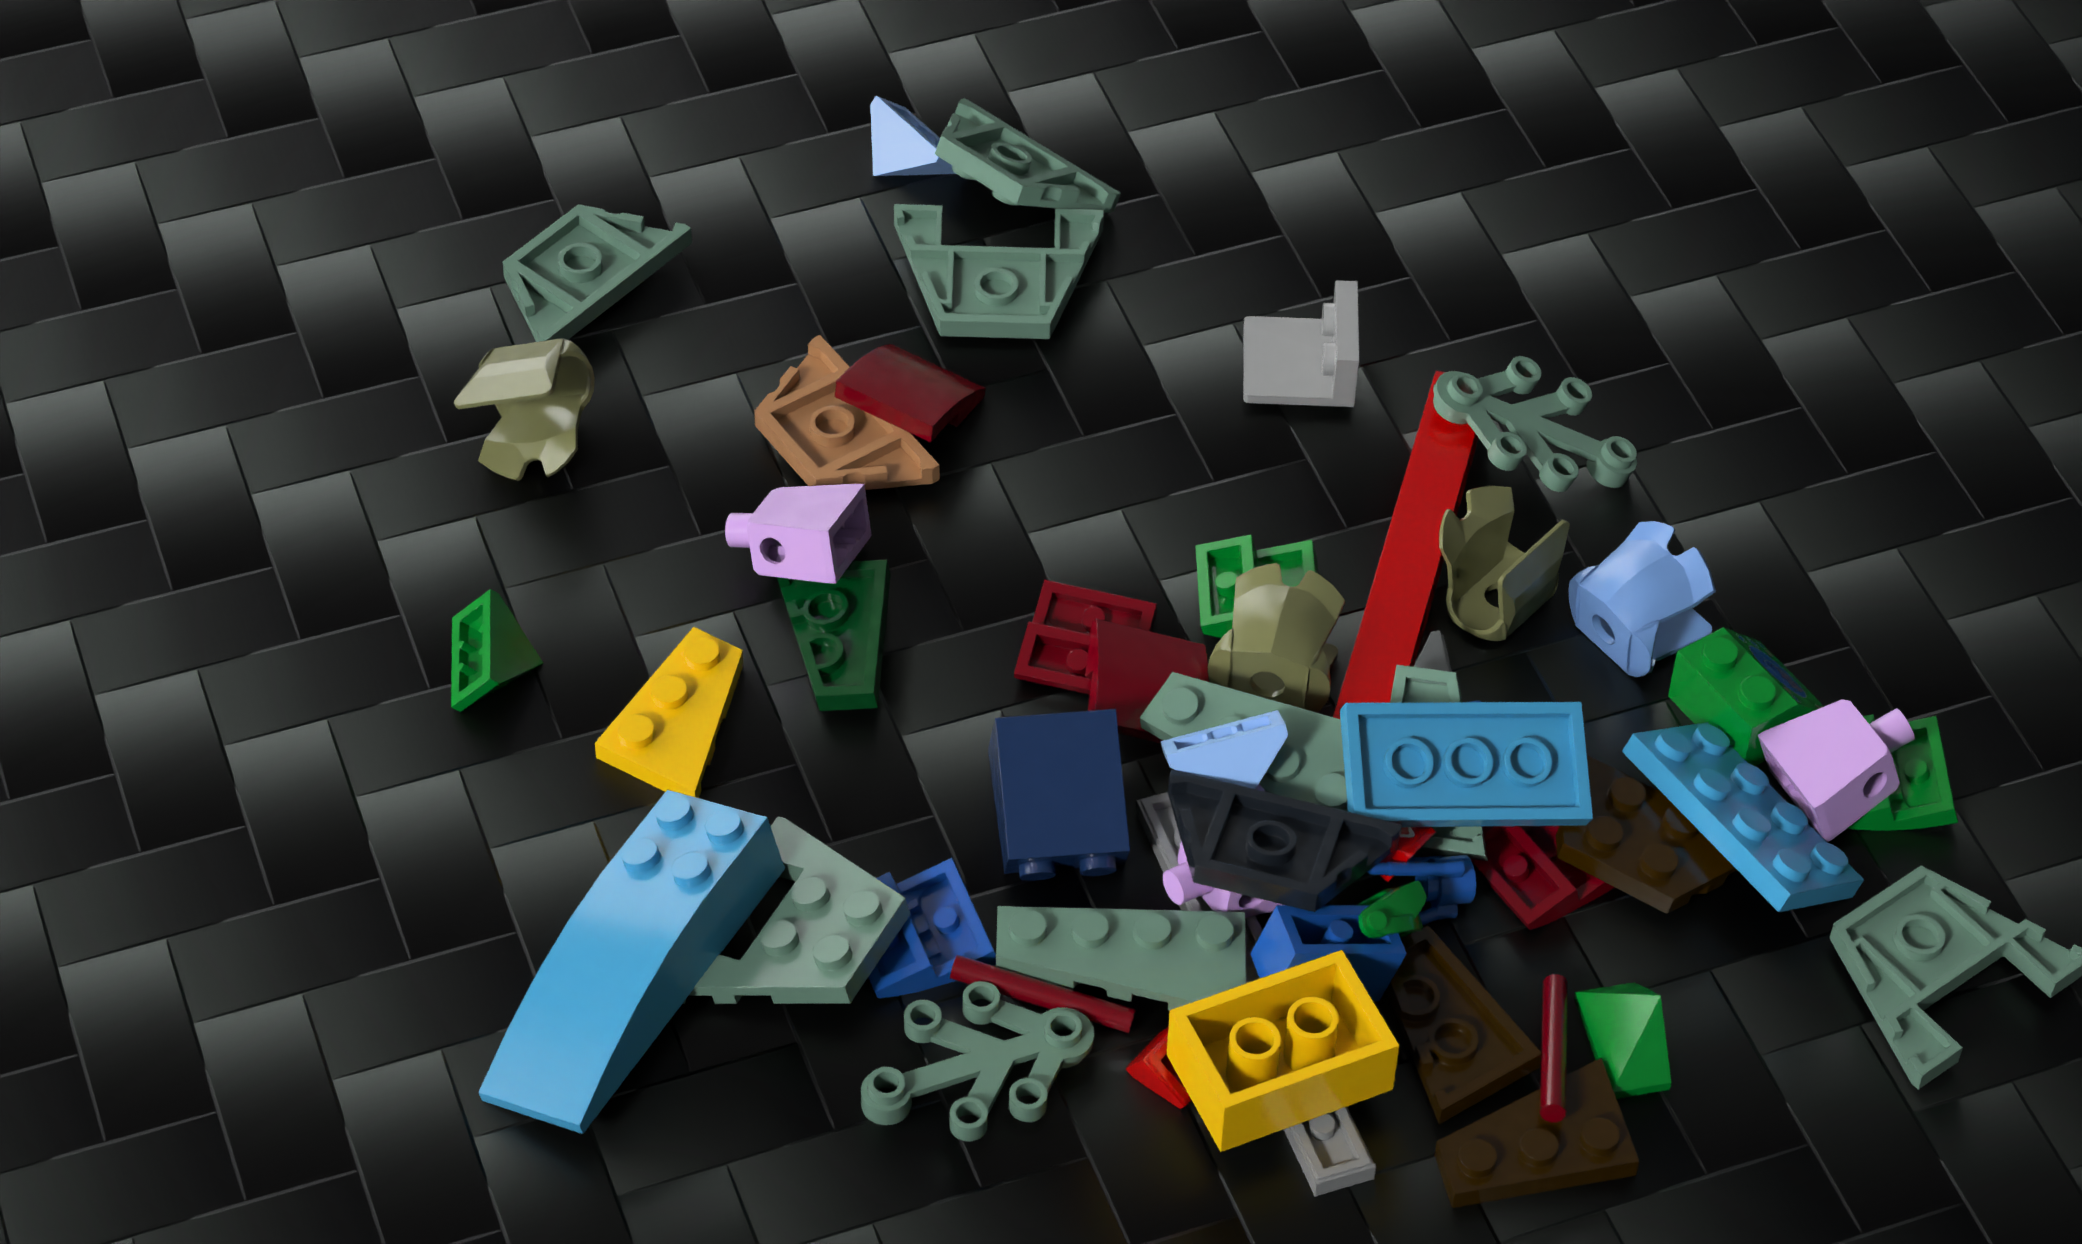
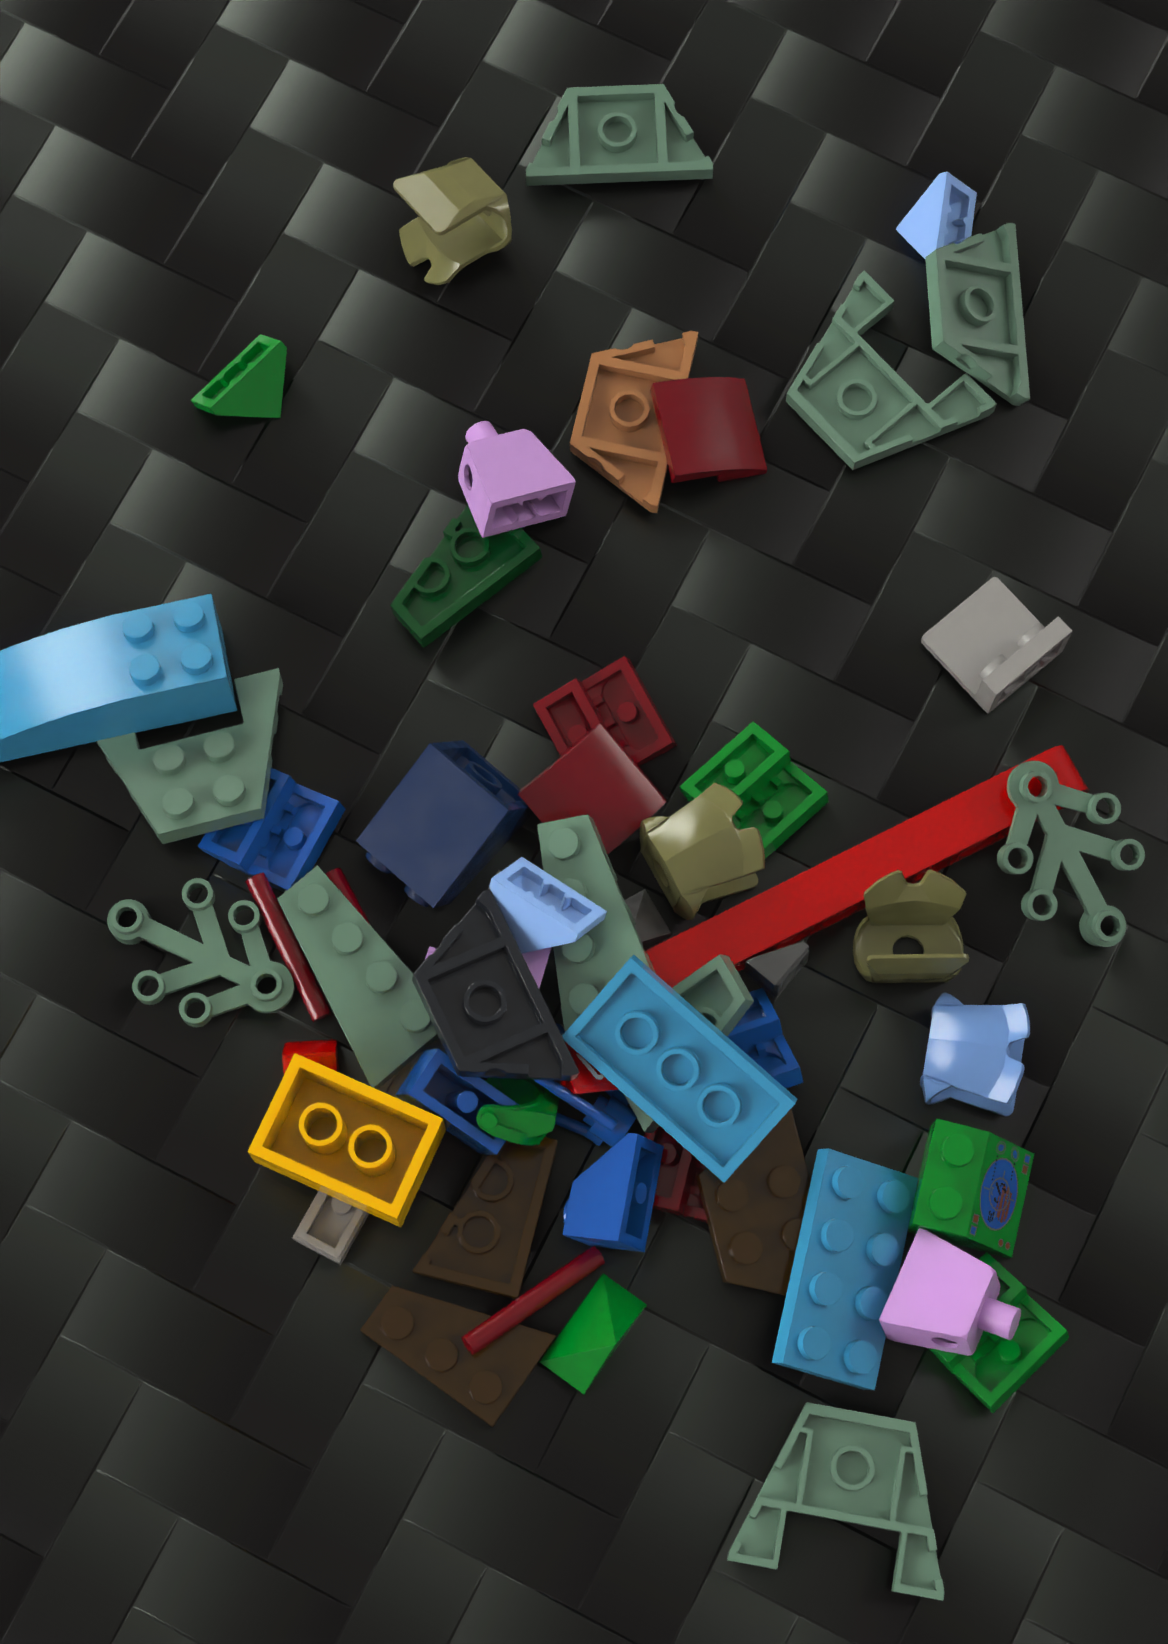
camera: 50 degrees right, 25 degrees up
(674, 719) = (304, 534): yellow wing -> none
(1523, 922) = (615, 1196): none -> blue slope

